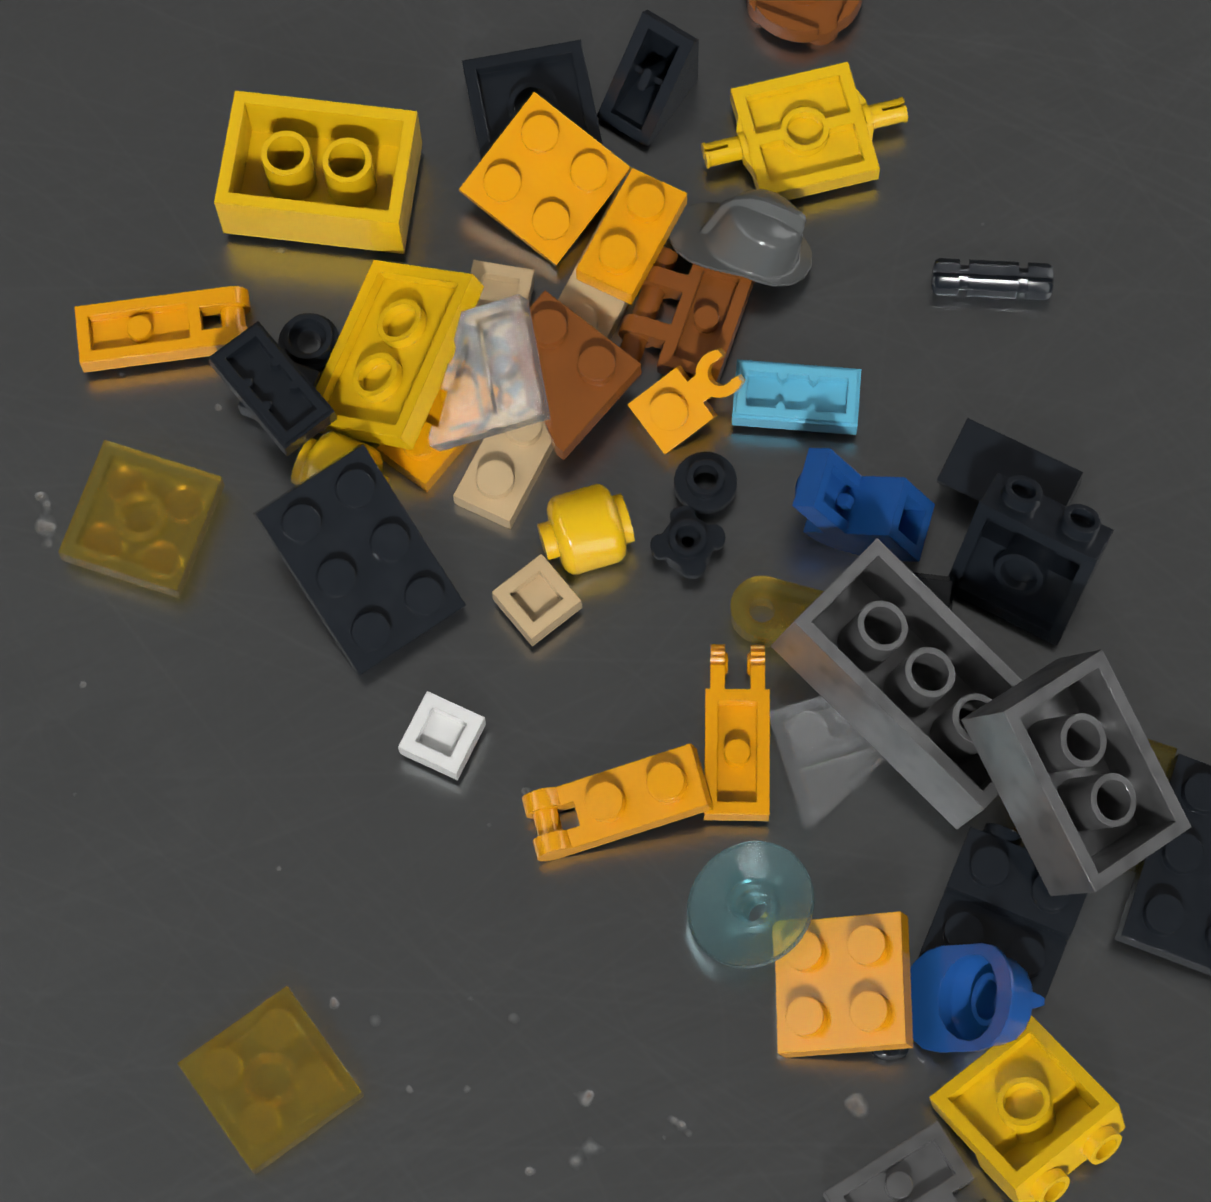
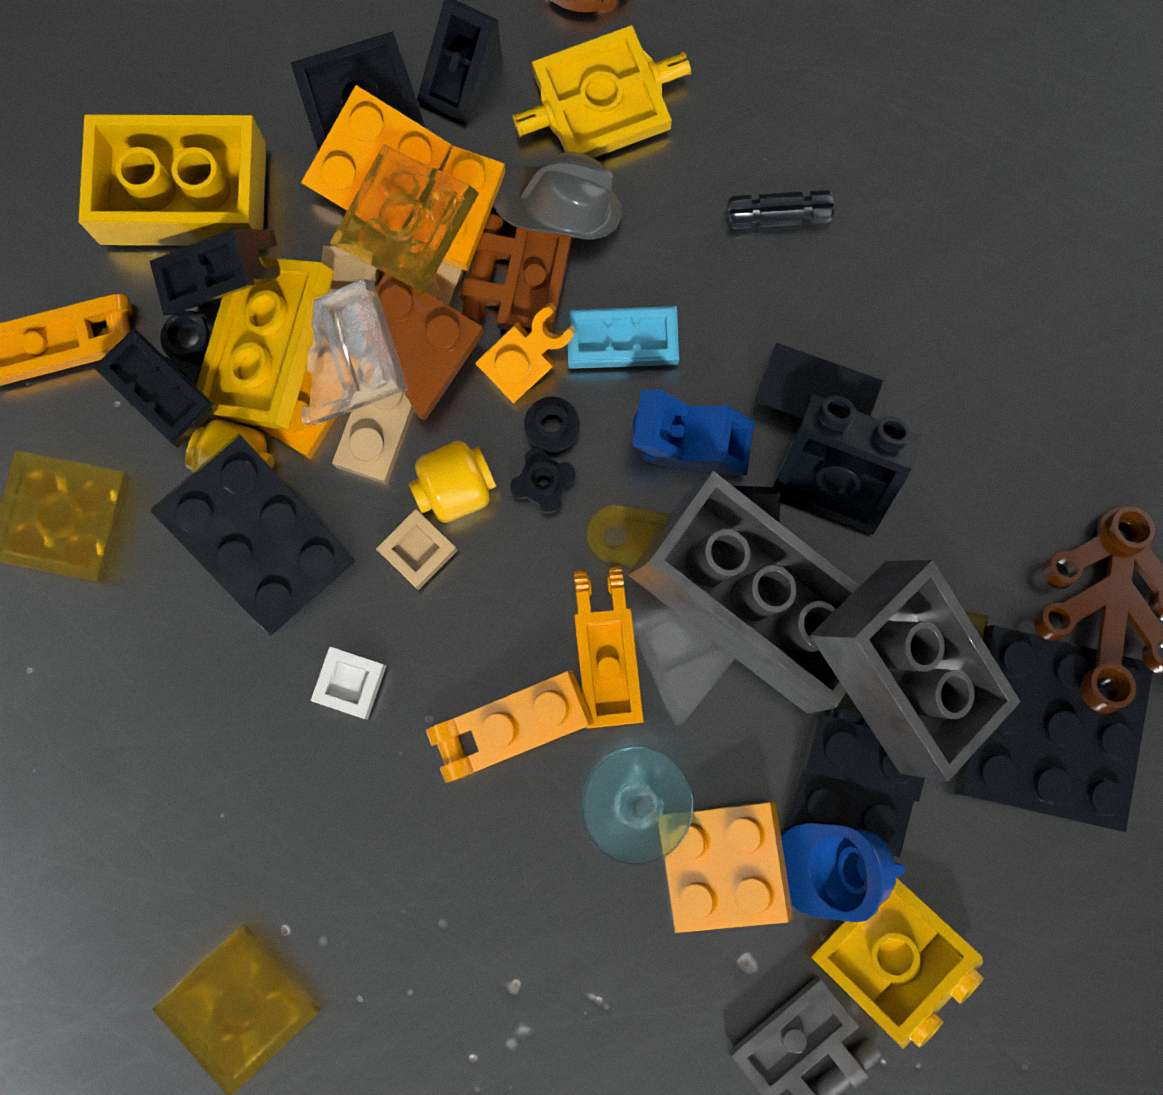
camera: 10 degrees left, 10 degrees up
(350, 268) = (212, 269): none -> black hinge
(570, 237) = (404, 218): none -> clear yellow plate

